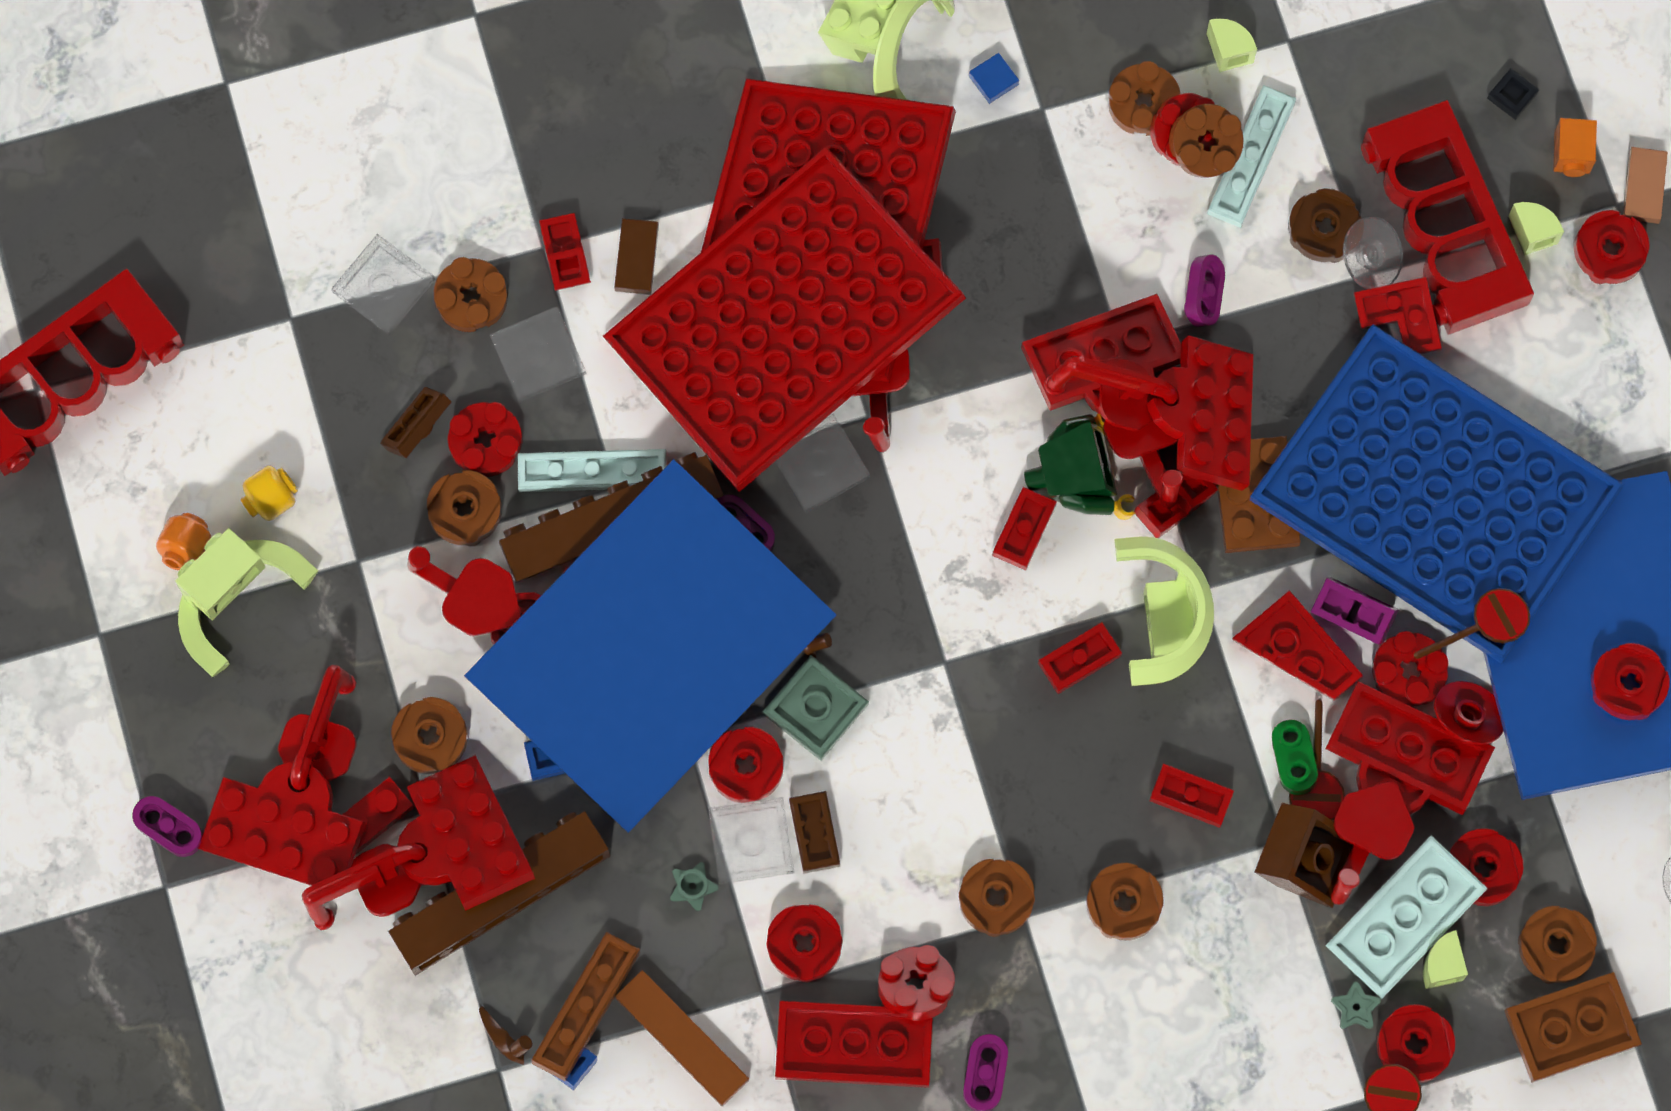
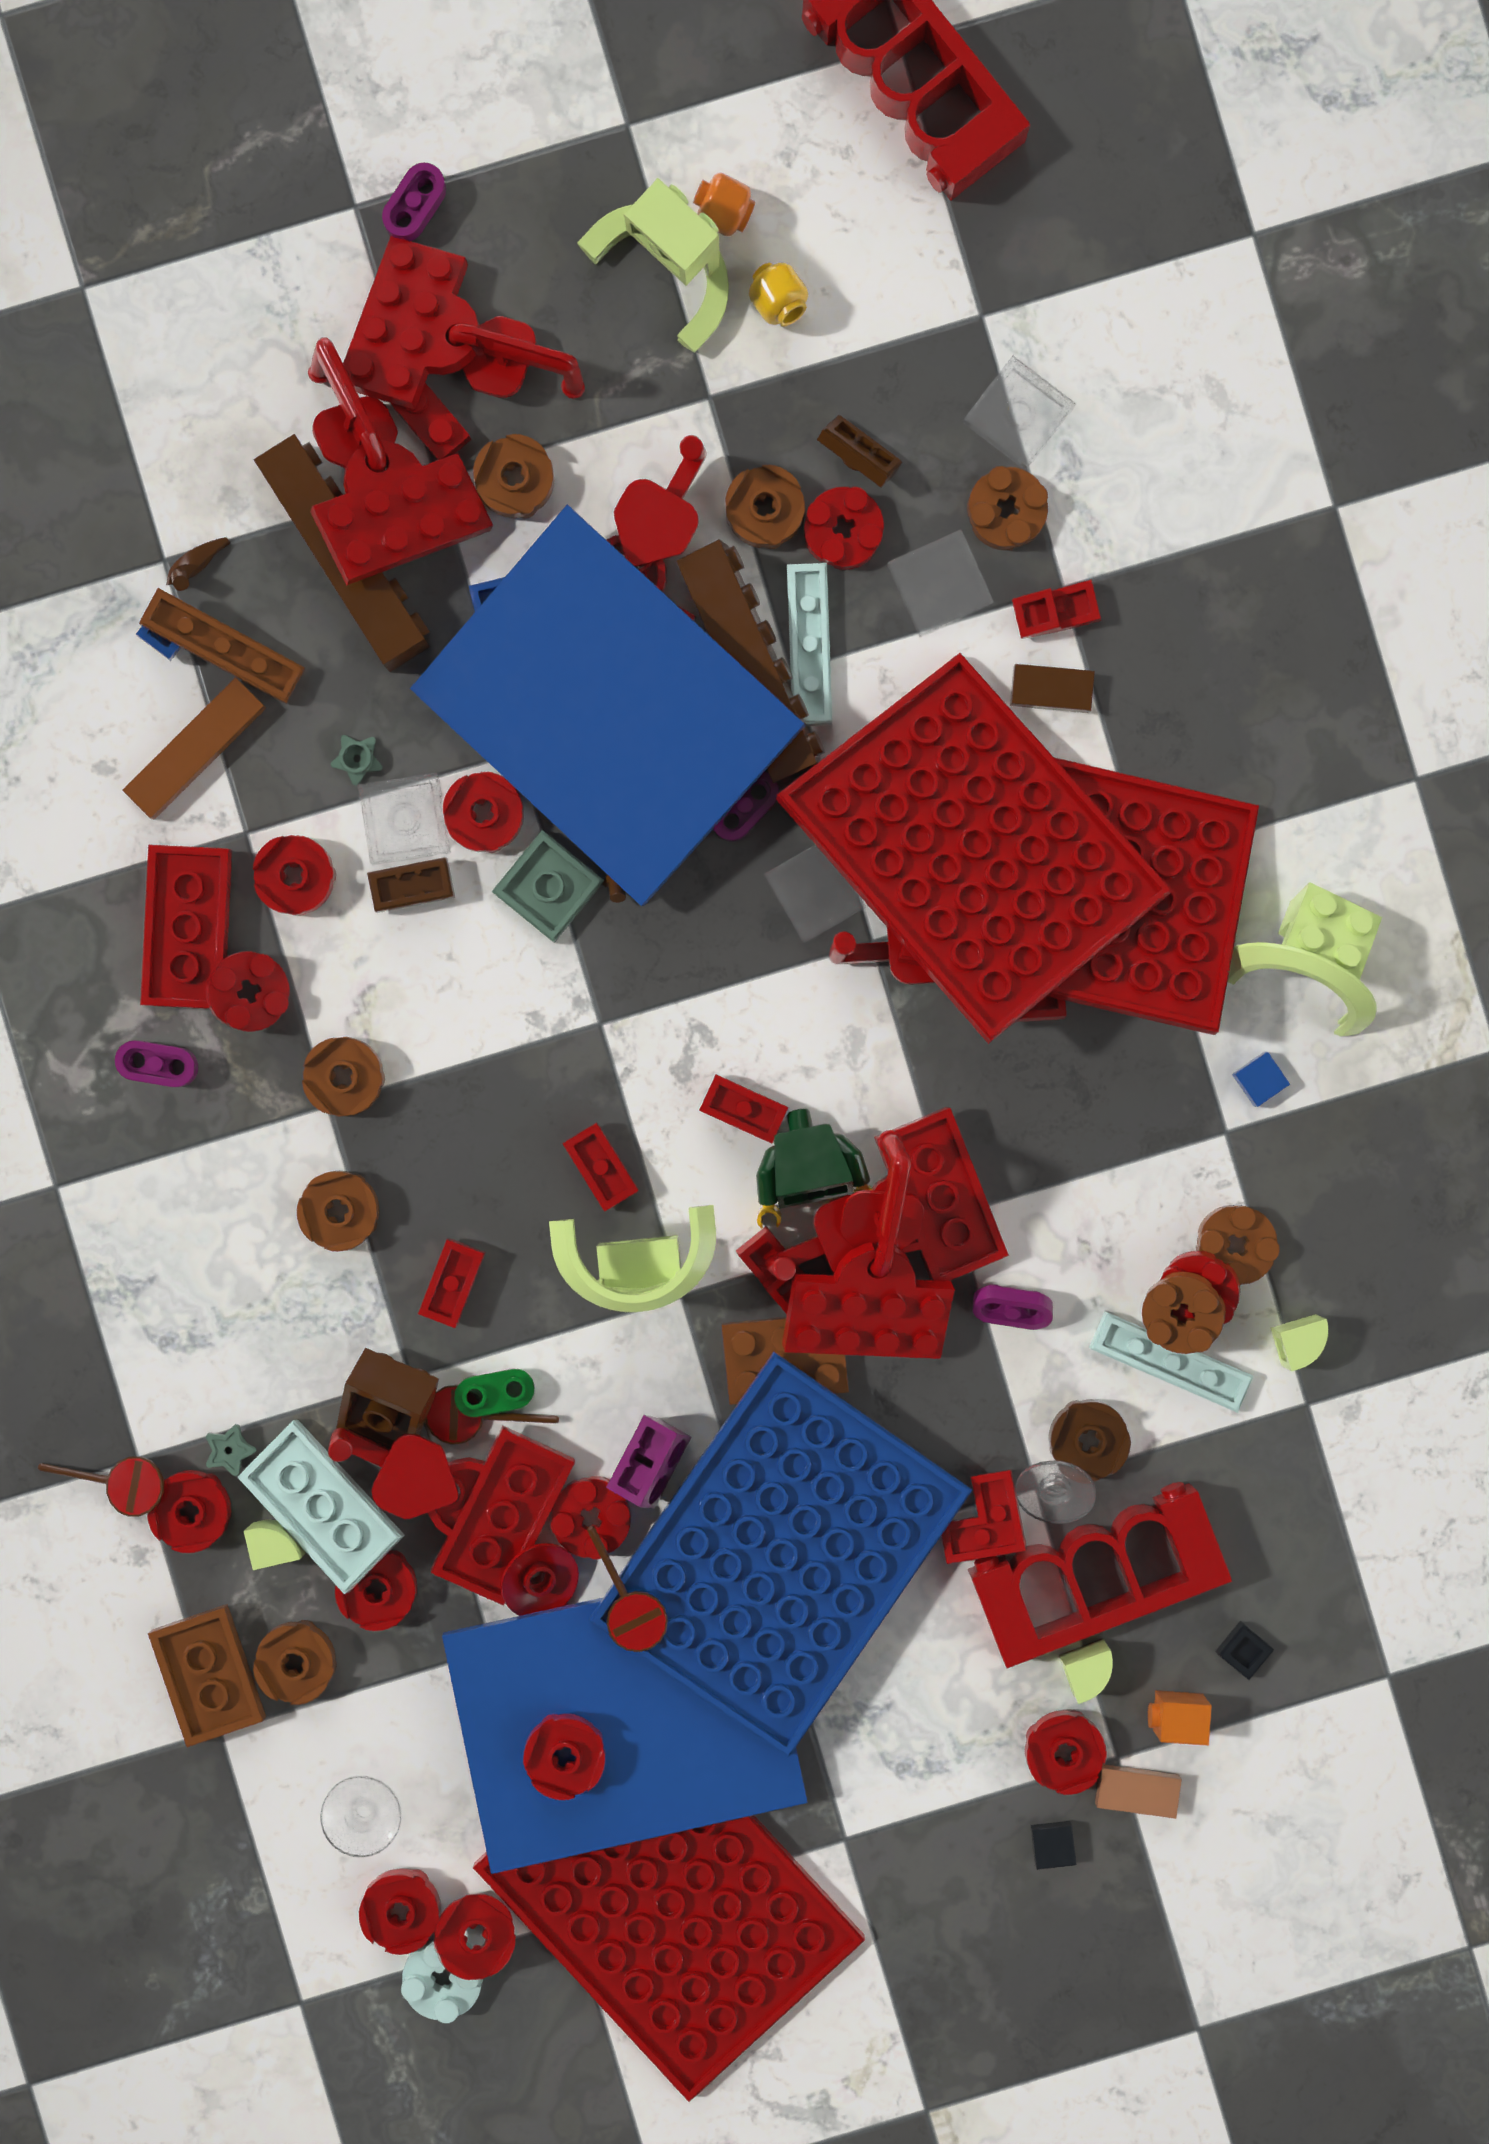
camera: 90 degrees right, 15 degrees up
(1299, 646) = (615, 1400): red wing -> none

